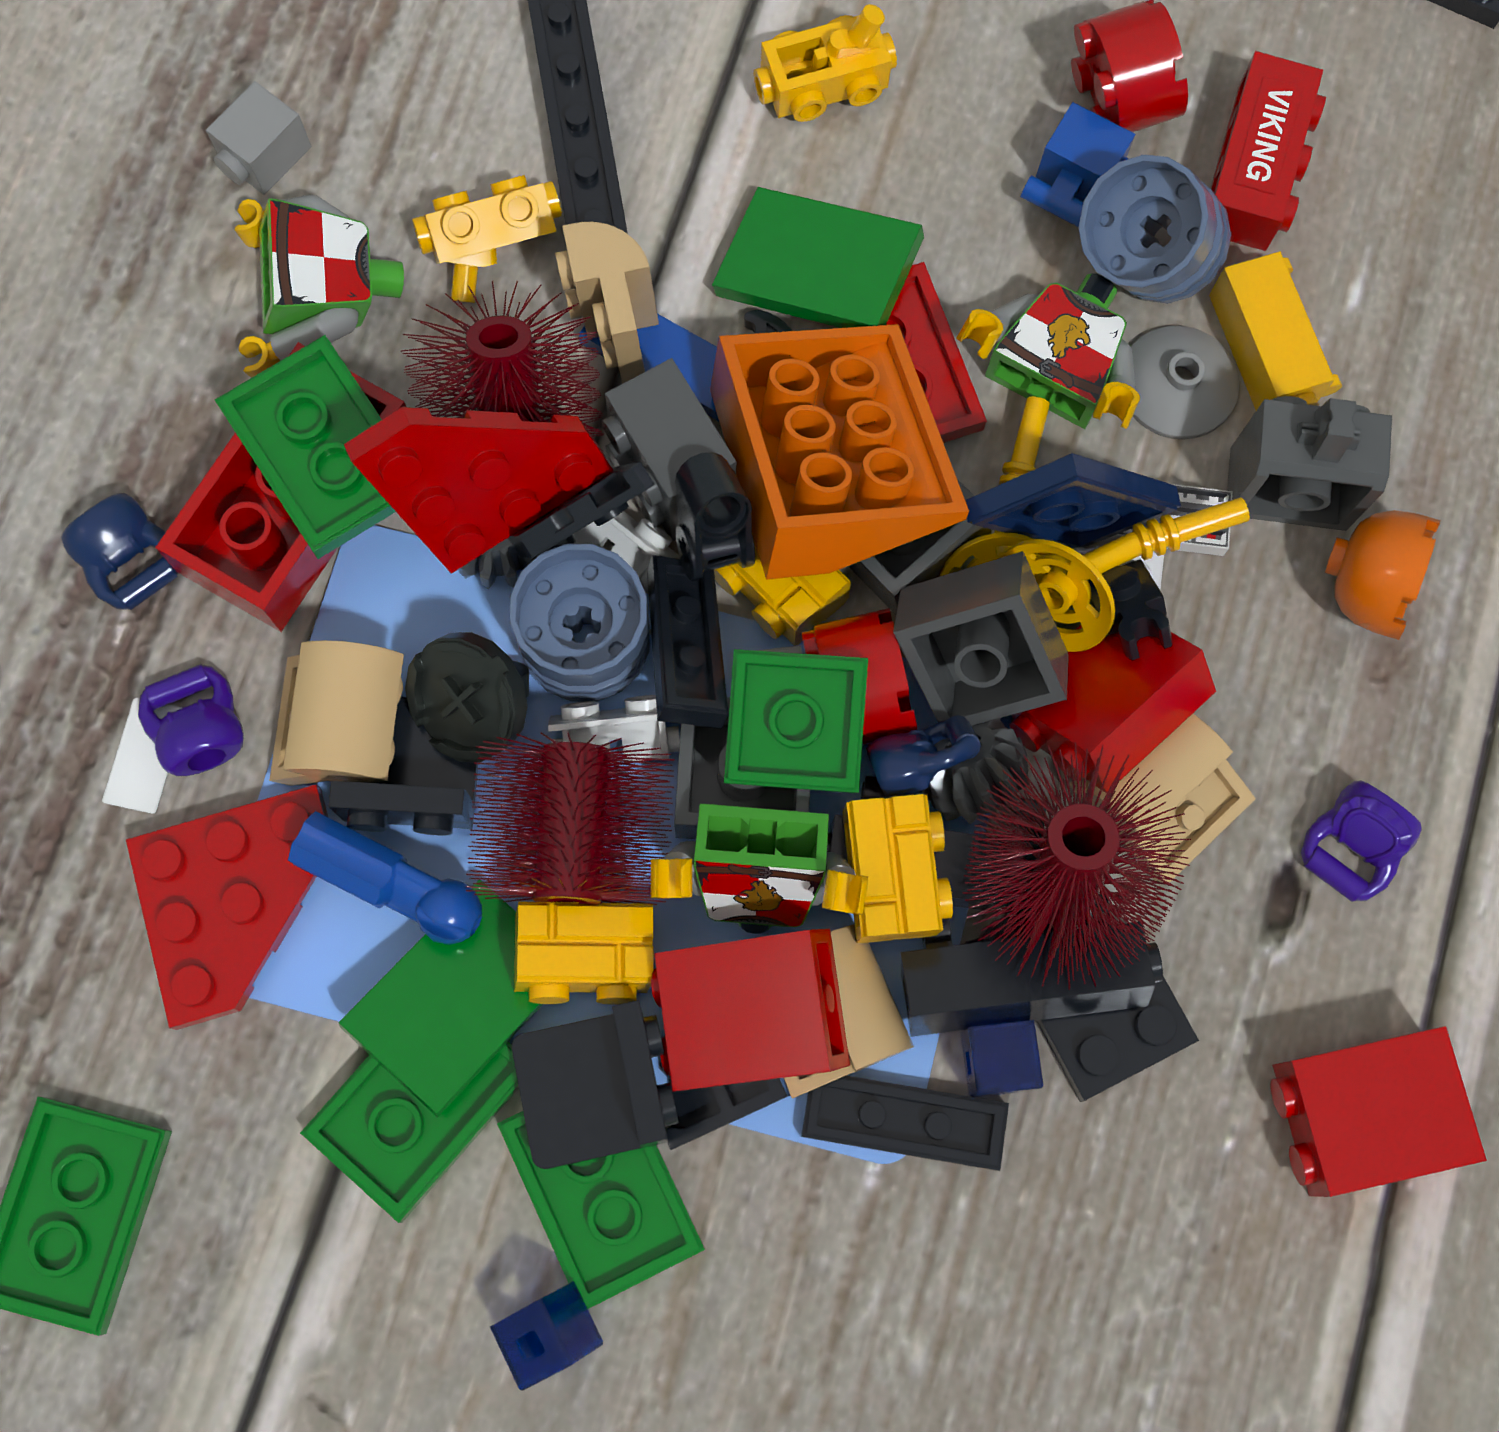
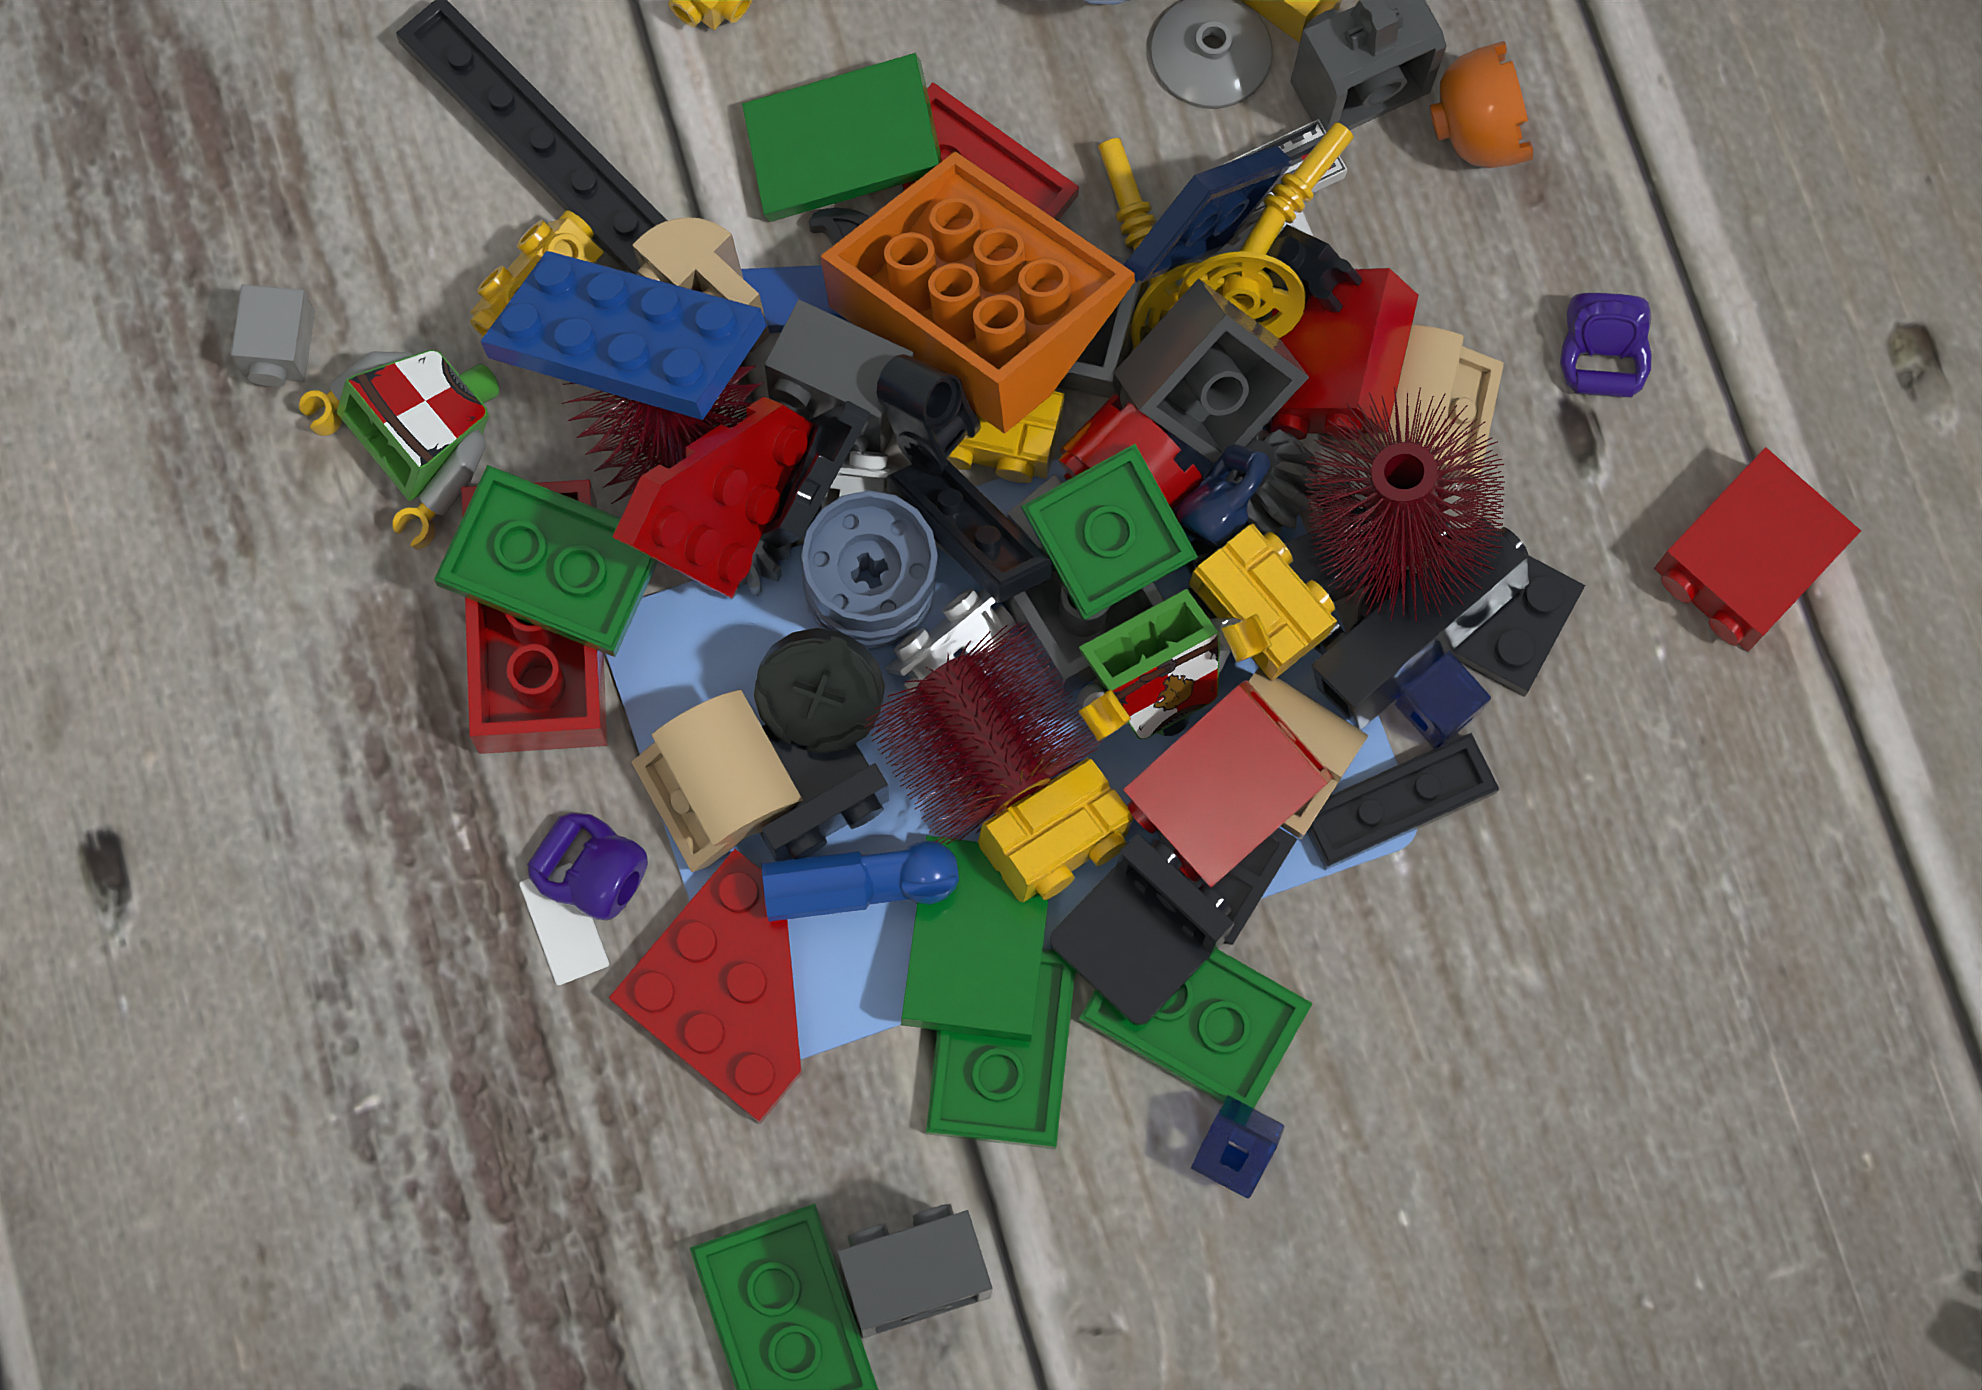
camera: 35 degrees left, 0 degrees up
(109, 538) = (405, 762): dark blue piece -> none
(184, 1255) = (915, 1270): none -> dark grey brick
(502, 295) = (624, 334): none -> blue plate
(1061, 350) = (1102, 87): torso -> none

